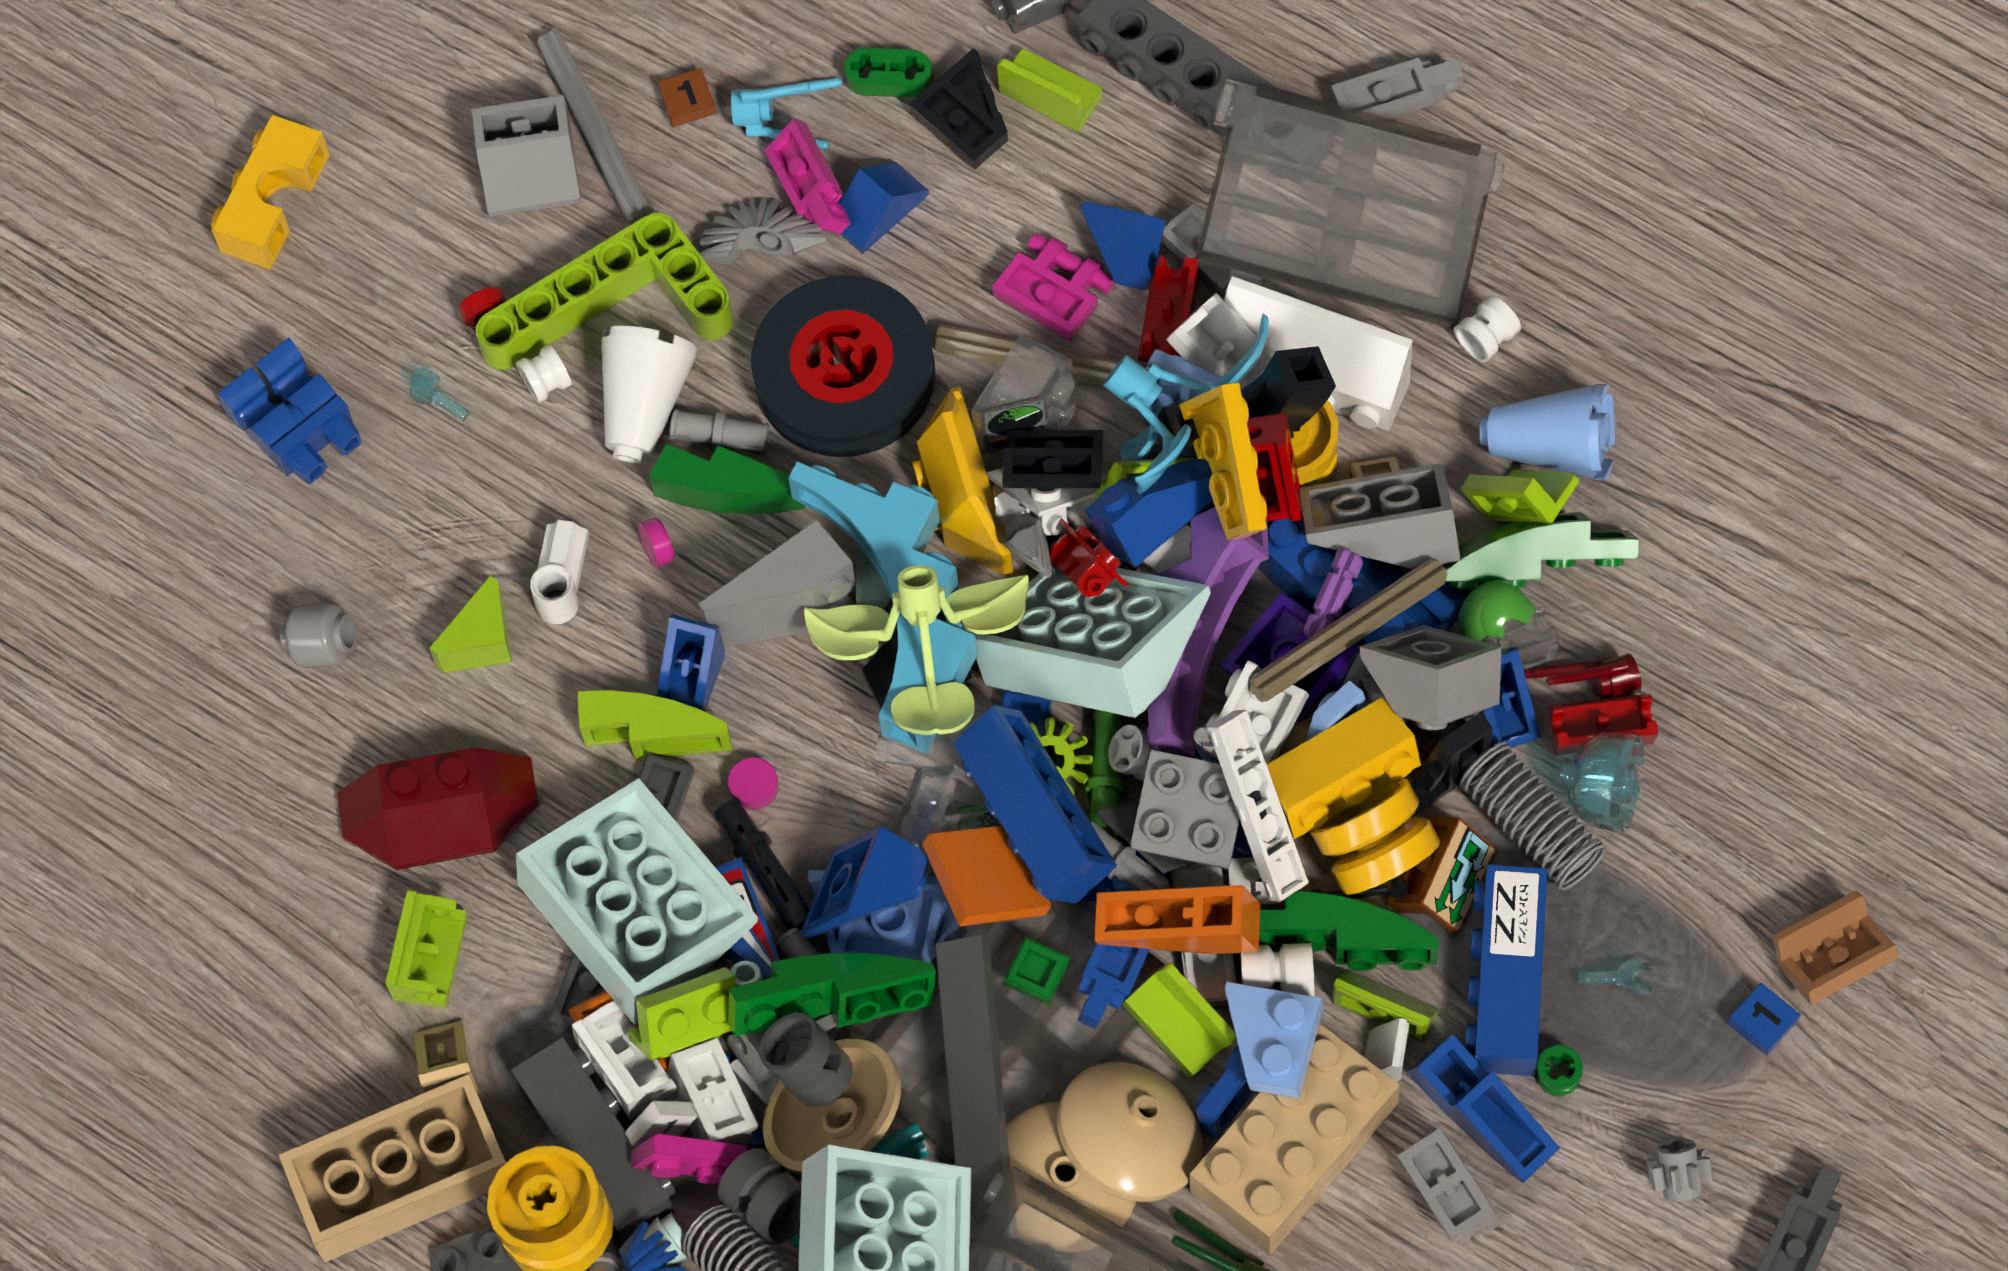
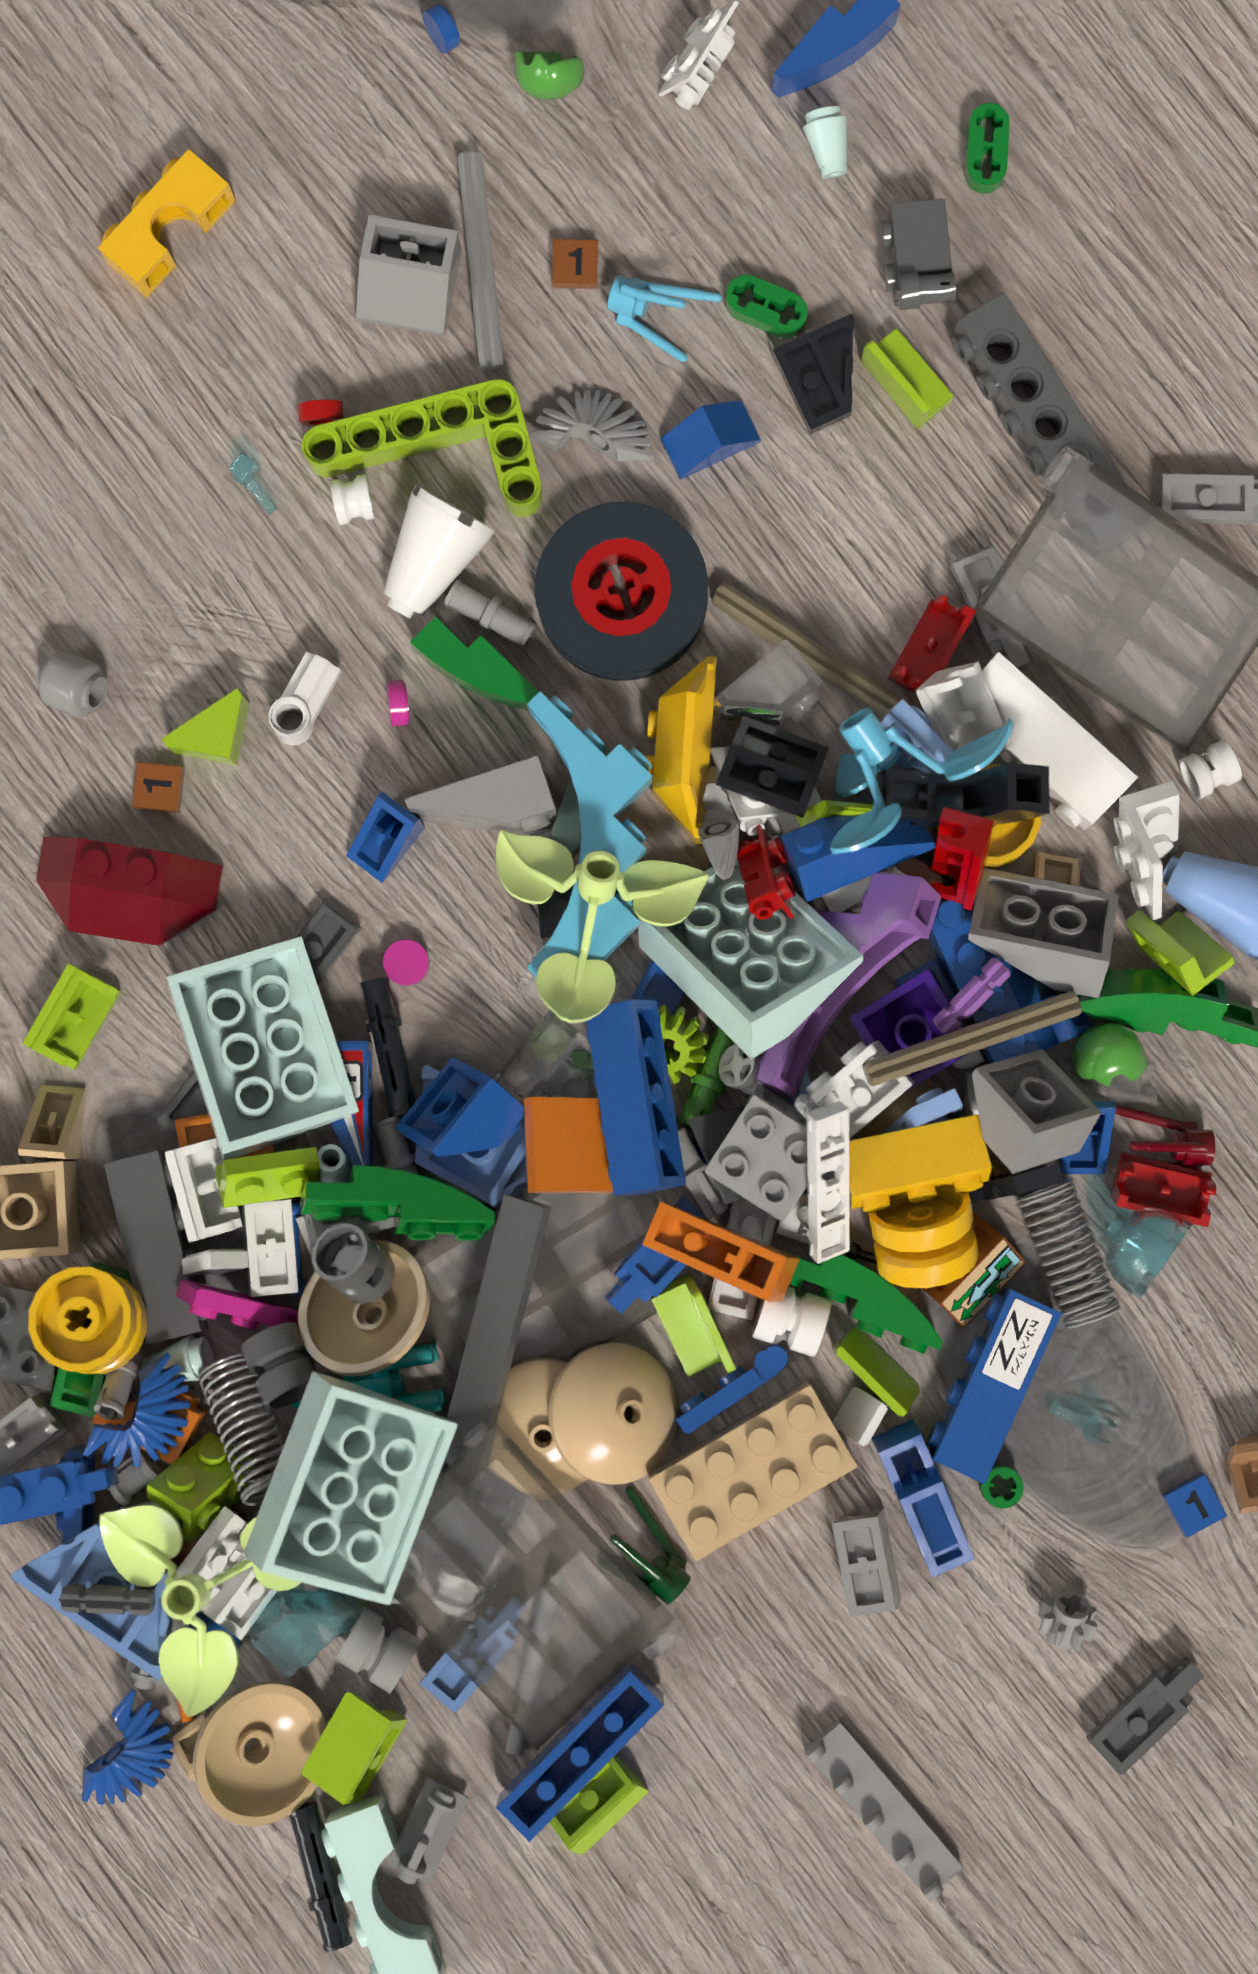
camera: 20 degrees right, 20 degrees up
(300, 426) = (118, 472): blue hips -> none
(439, 706) = (158, 787): none -> dark orange tile
(649, 724) = (330, 875): lime slope -> none
(807, 177) = (654, 391): dark pink hinge -> none
(1036, 971) = (586, 1240): green tile -> none
(1048, 296) = (829, 589): dark pink plate -> none
(1126, 242) = (918, 561): blue slope -> none
(1225, 443) = (928, 837): yellow wing -> none
(1274, 1036) = (764, 1388): light blue wing -> none
(1449, 403) = (1146, 834): none -> white bracket

